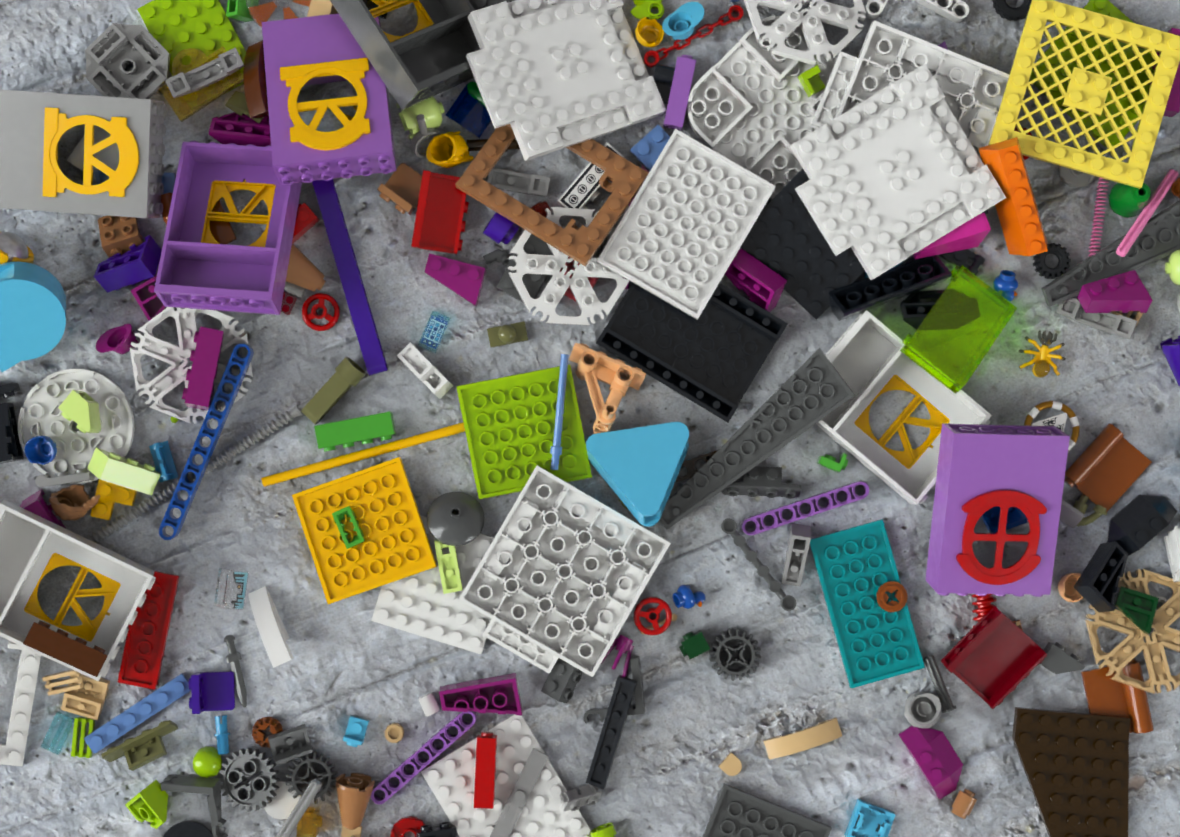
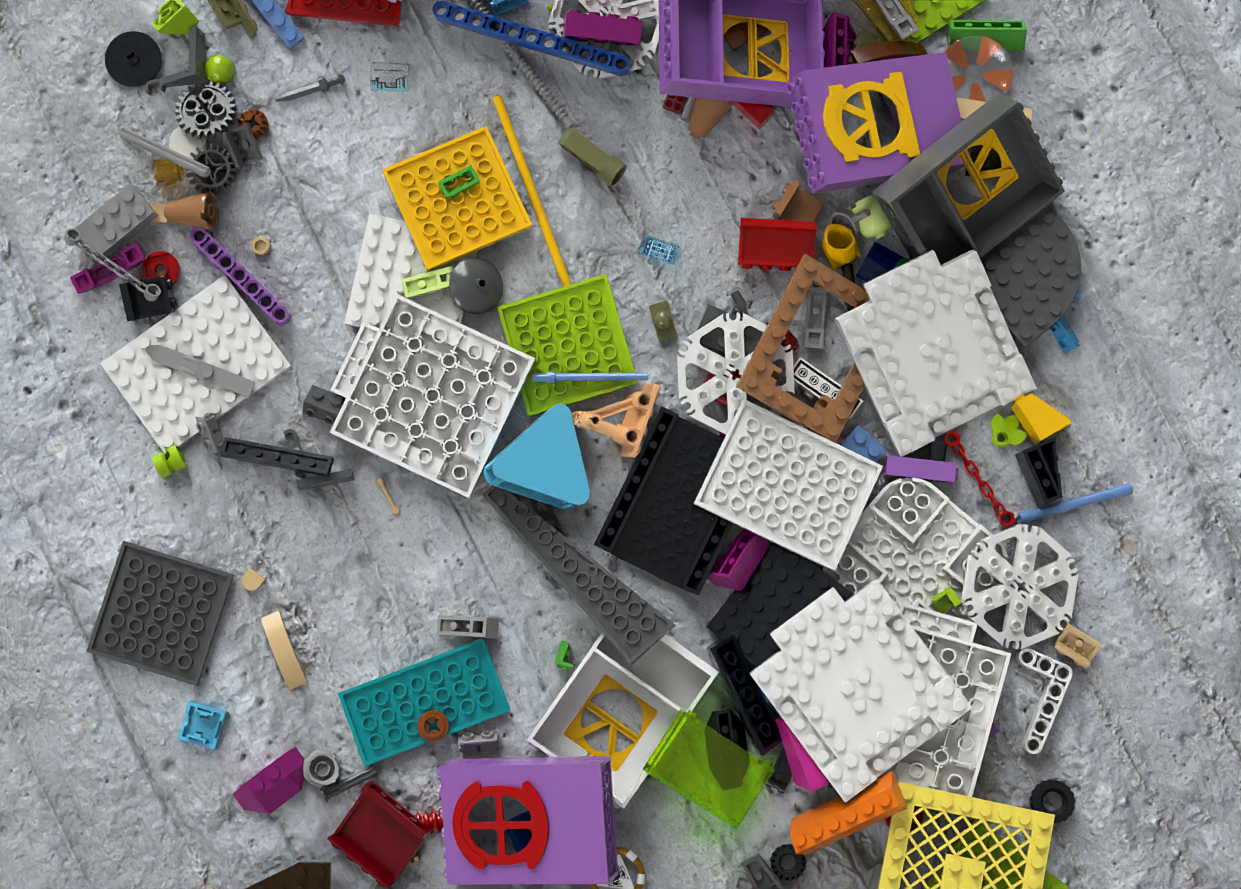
camera: 85 degrees right, 5 degrees down
(211, 691) = (288, 66): dark purple bracket -> none
(222, 735) = (247, 80): dark azure axle -> none
(270, 626) = (355, 116): white slope -> none
(332, 319) = (668, 131): red piece -> none
(350, 276) = (705, 163): dark purple beam -> none
(355, 430) = (554, 180): bright green brick -> none
(355, 731) = (259, 208): medium azure bracket -> none
(425, 370) = (619, 243): white slope -> none
(429, 704) = (291, 276): white brick -> none
(457, 276) = (715, 266): magenta wedge -> none
(484, 695) = (303, 327): magenta wedge -> none
(485, 770) = (230, 336): red brick -> none
(500, 229) = (765, 303): dark purple piece -> none
(623, 645) = (364, 461): magenta plant -> none
(649, 32) = (977, 433): yellow hair -> none
(662, 605) = (381, 493): red piece -> none
(683, 20) = (992, 466): medium azure piece -> none
(685, 598) = (414, 520): blue animal -> none
(693, 644) = (370, 531): dark green brick -> none
(729, 661) = (368, 566): dark grey gear -> none
(763, 482) = (537, 587): dark grey bracket -> none
(786, 601) = (489, 556): dark grey bar -> none
(812, 501) = (515, 621): medium lavender beam -> none
(909, 563) = (486, 740): none -> light grey hinge
(964, 803) = (230, 818): medium nougat brick -> none
(1007, 283) = (760, 817): blue animal -> none
(1042, 358) = (687, 860): animal -> none

